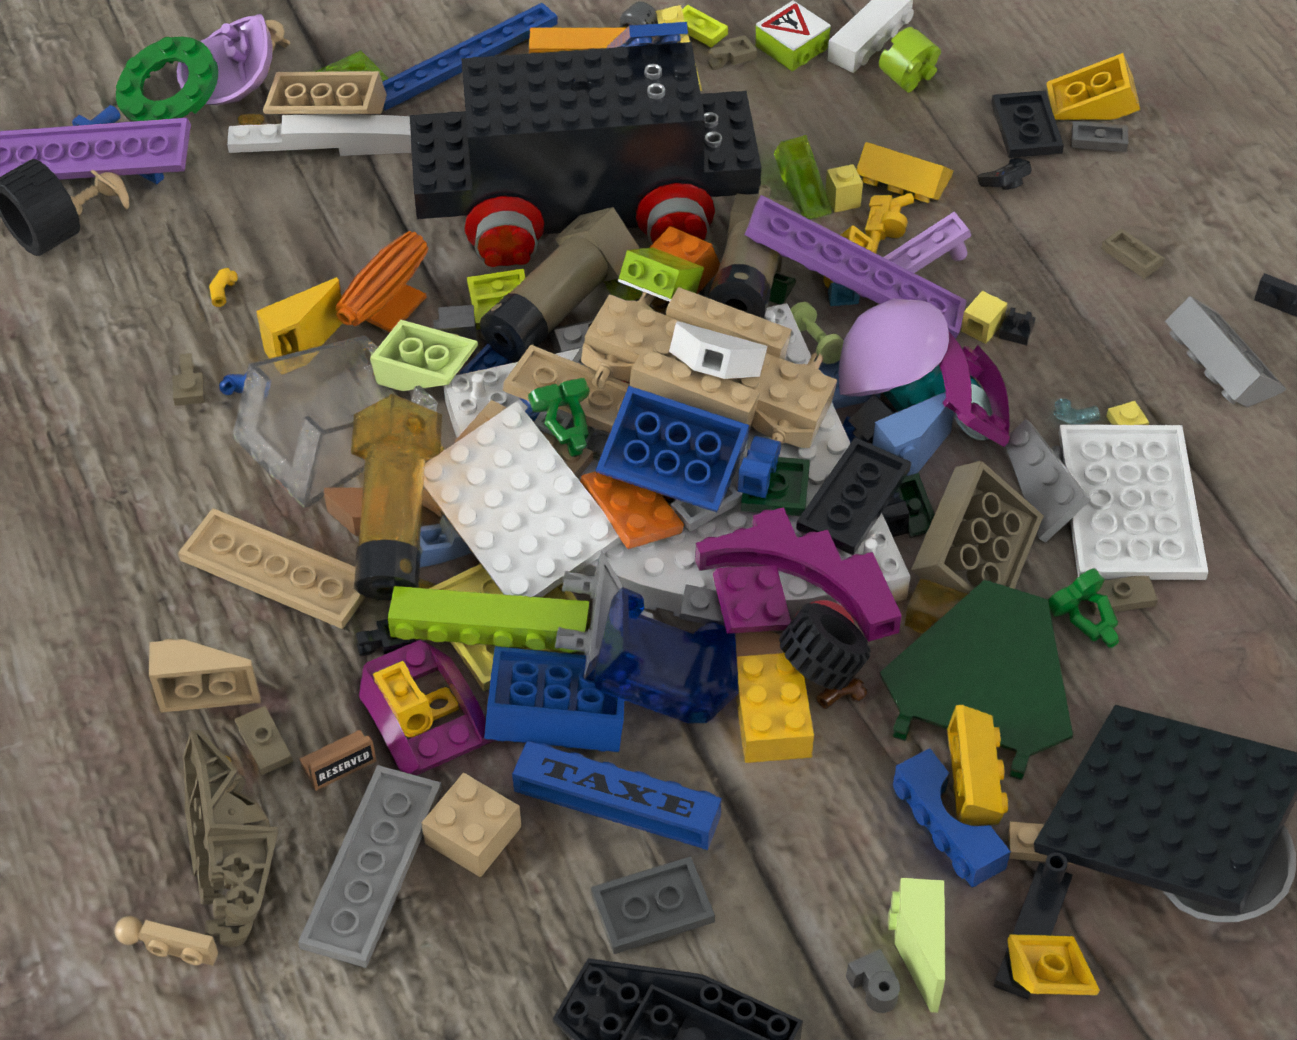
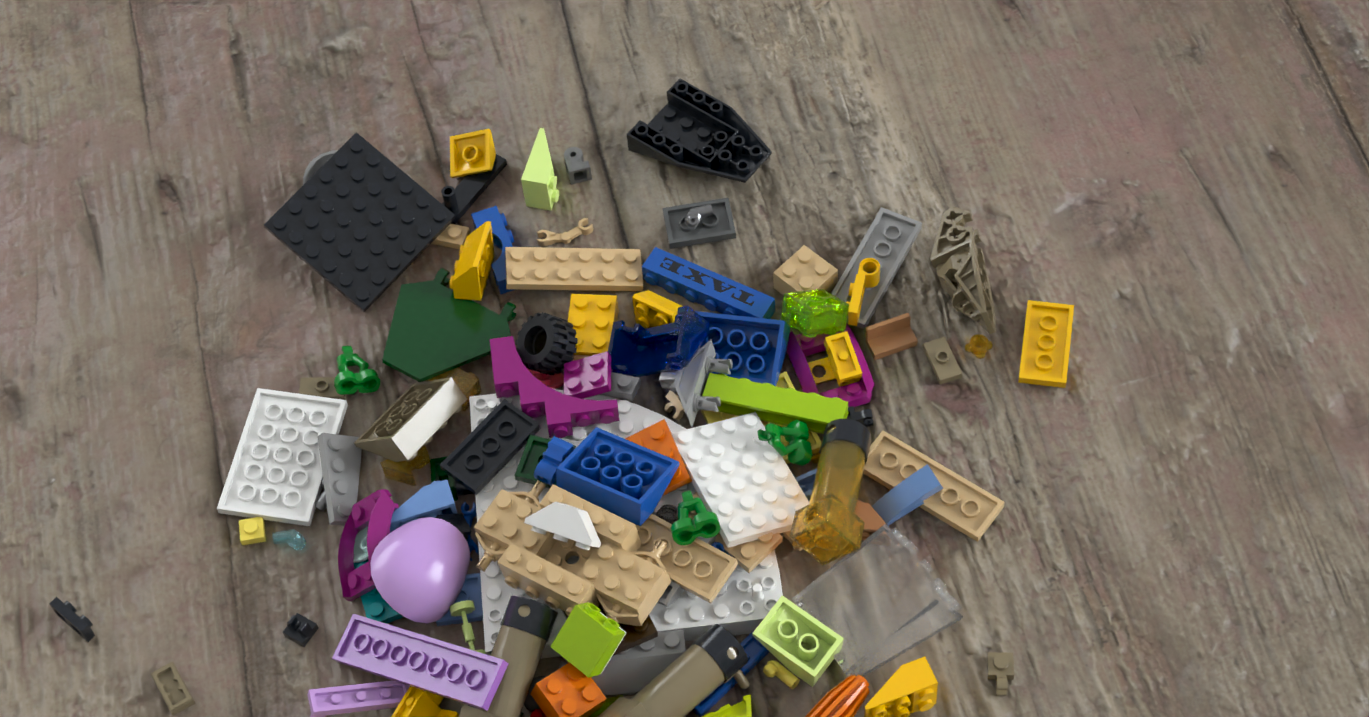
camera: 165 degrees left, 5 degrees up
(111, 778) = (1046, 344): none -> yellow plate
(167, 940) = (1004, 235): tan plate -> none
(199, 676) = (984, 390): tan slope -> none
(232, 383) = (963, 665): blue arm -> none
(300, 529) = (907, 495): none -> medium blue slope
(389, 798) = (857, 289): none -> yellow plate
(446, 739) = (814, 312): none -> clear neon green piece
(451, 564) = (795, 433): none -> green piece
(457, 320) = (768, 689): flat silver brick -> none
(658, 897) = (695, 215): none -> flat silver arm
(678, 736) = (653, 309): none -> yellow slope
(824, 790) = (573, 269): none -> tan plate
(856, 861) = (565, 237): none -> tan piece
(983, 317) = (323, 635): light yellow brick -> none
(1223, 354) = (150, 571): light grey slope -> none

